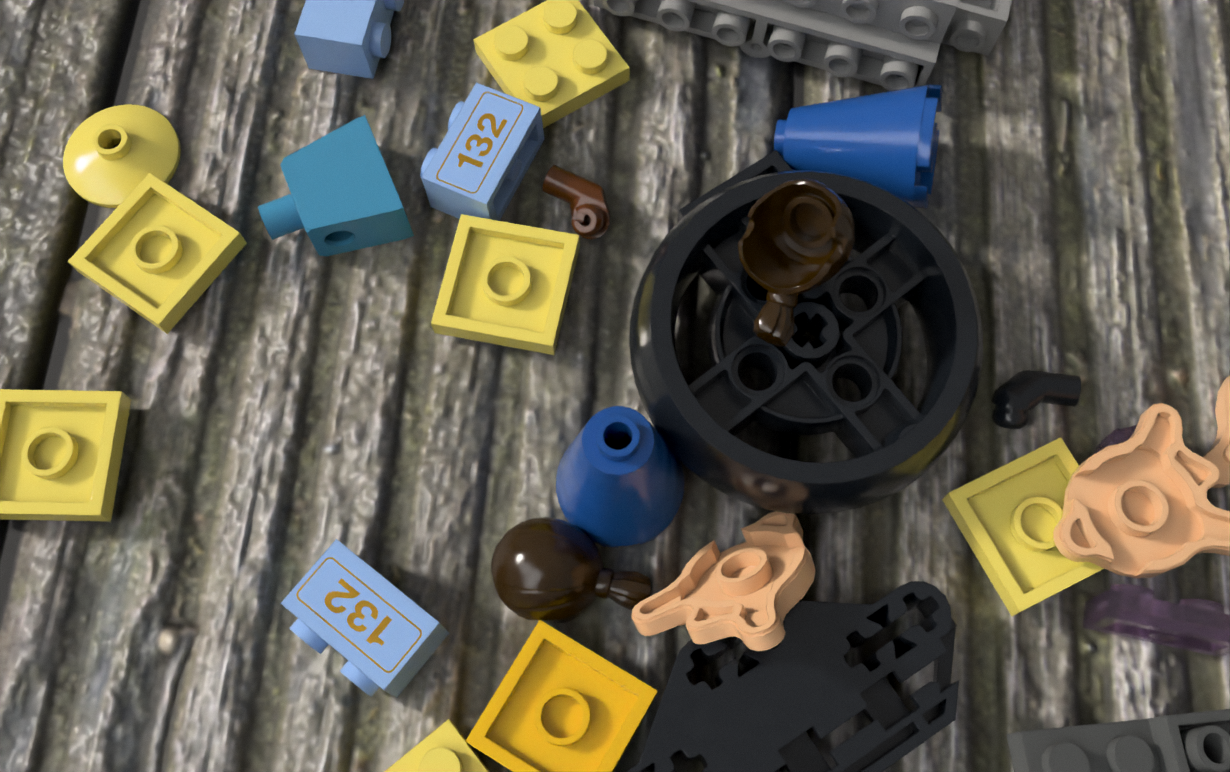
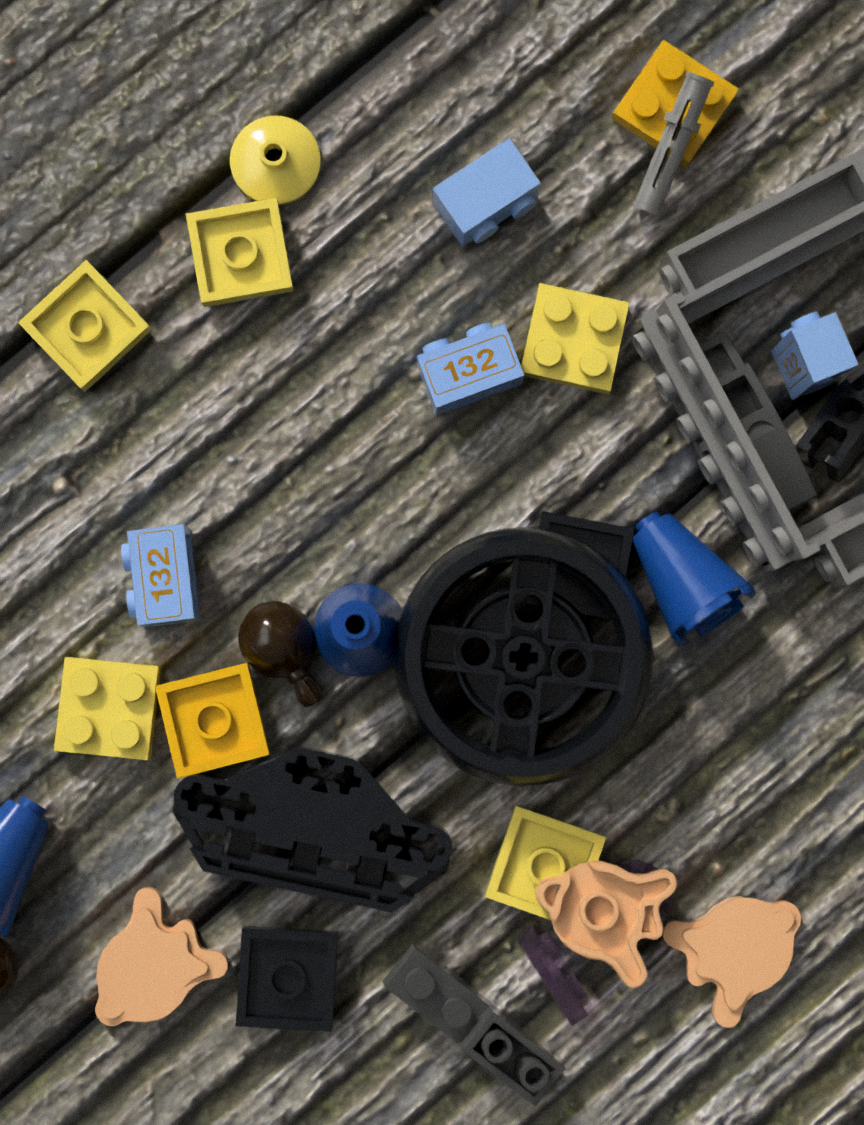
camera: 40 degrees right, 15 degrees up
(339, 194) = (369, 314): dark azure torso -> none
(506, 284) = (408, 459): light yellow plate -> none
(585, 198) = (502, 450): reddish brown arm -> none
(737, 590) = (355, 746): light nougat tile -> none
(791, 246) = (543, 615): dark brown hair -> none
(1029, 389) = (621, 795): black arm -> none

